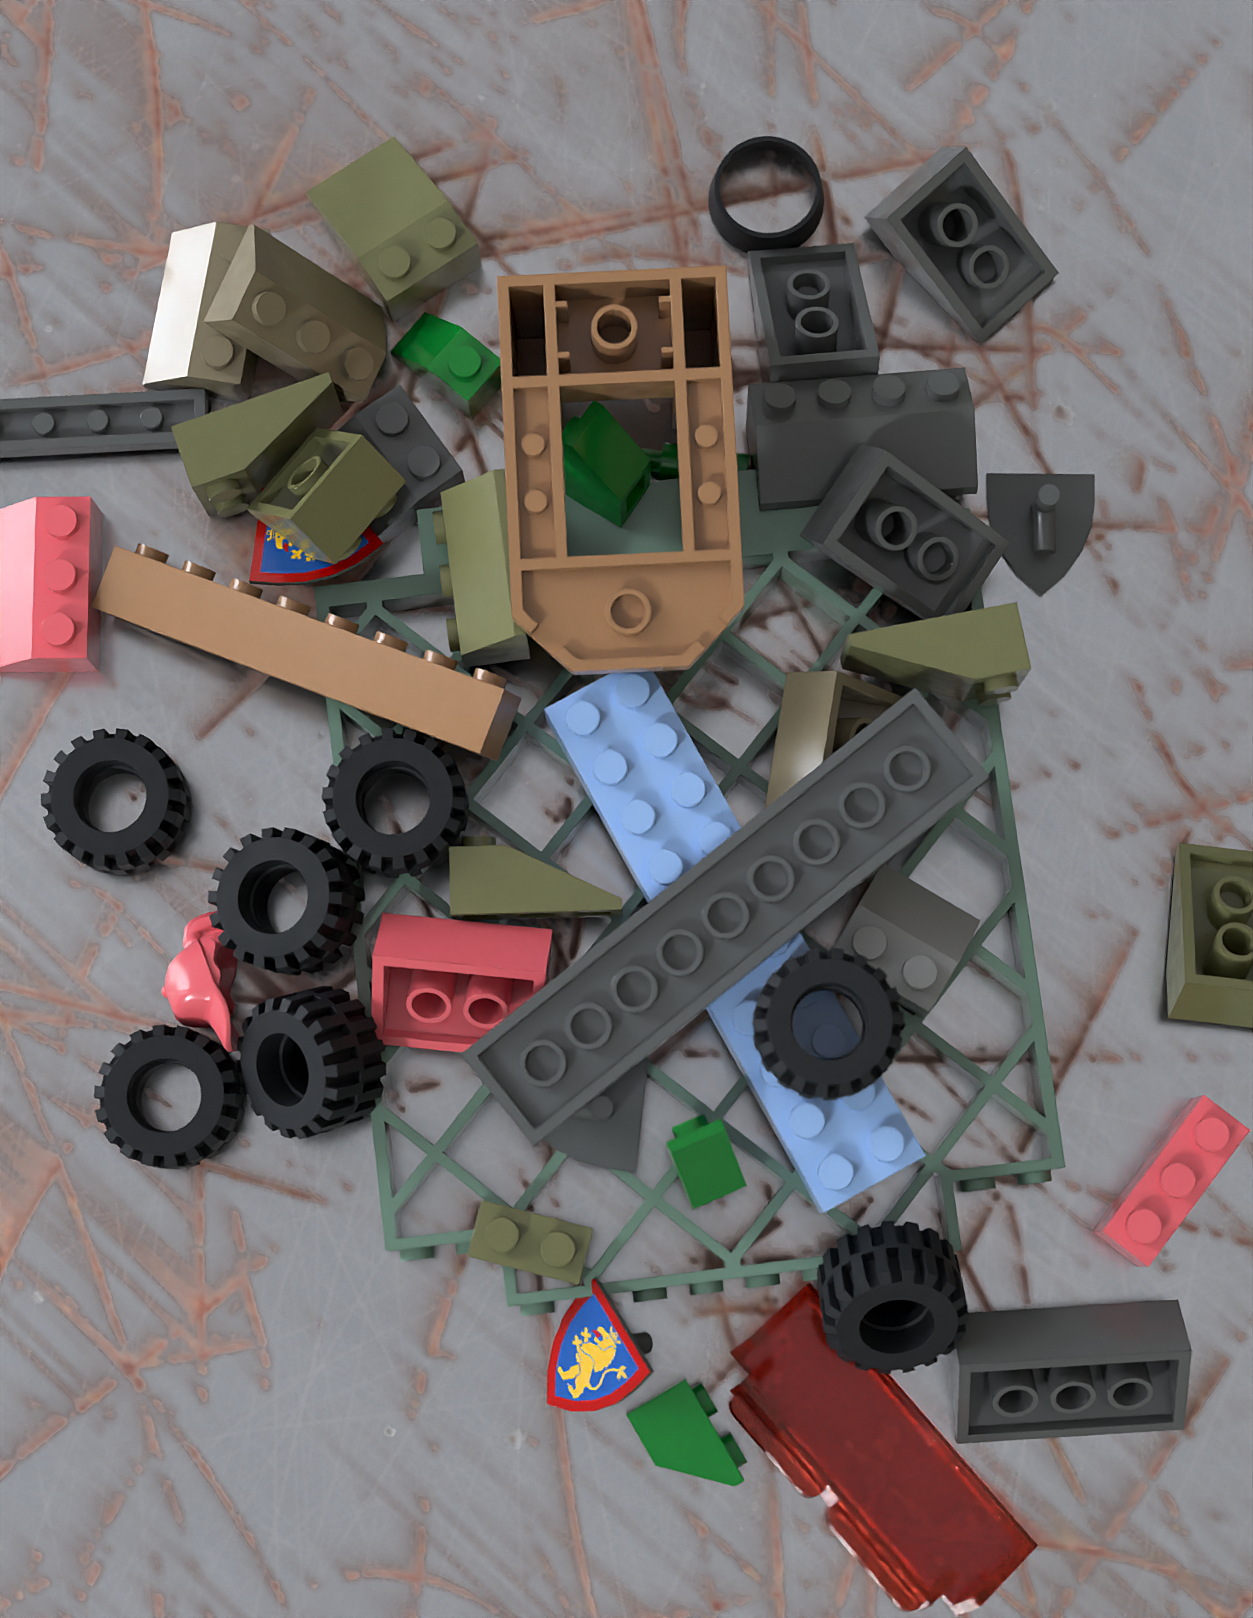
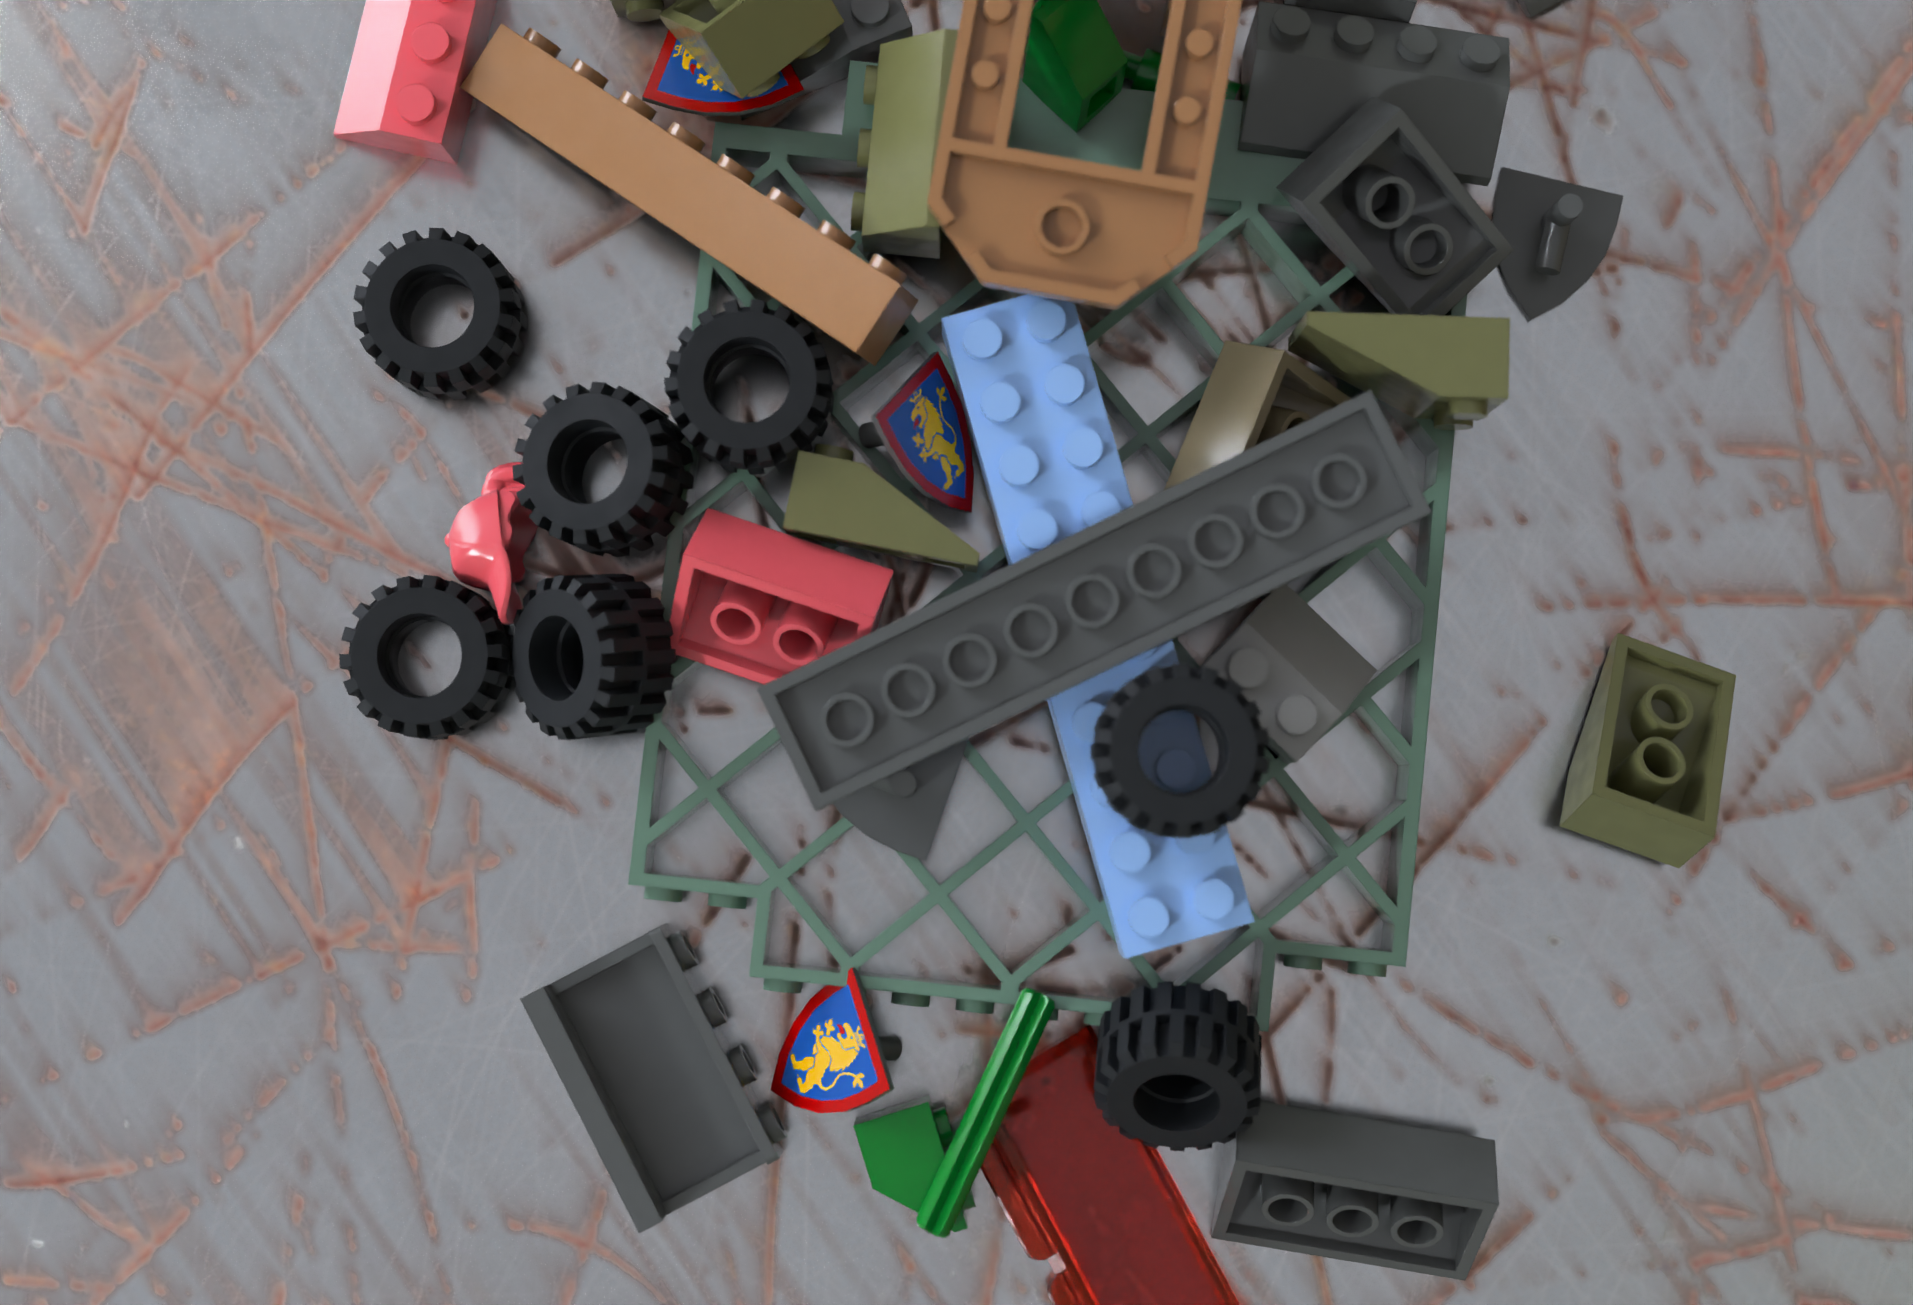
camera: 10 degrees right, 5 degrees up
(445, 1412) = (655, 1075): none -> dark grey panel
(530, 1242) = (790, 912): olive plate -> none
(554, 810) = (927, 435): none -> shield
(704, 1160) = (1005, 870): green slope -> none
(736, 1376) = (985, 1113): none -> green axle
(1170, 1181) = (1518, 1007): coral brick -> none

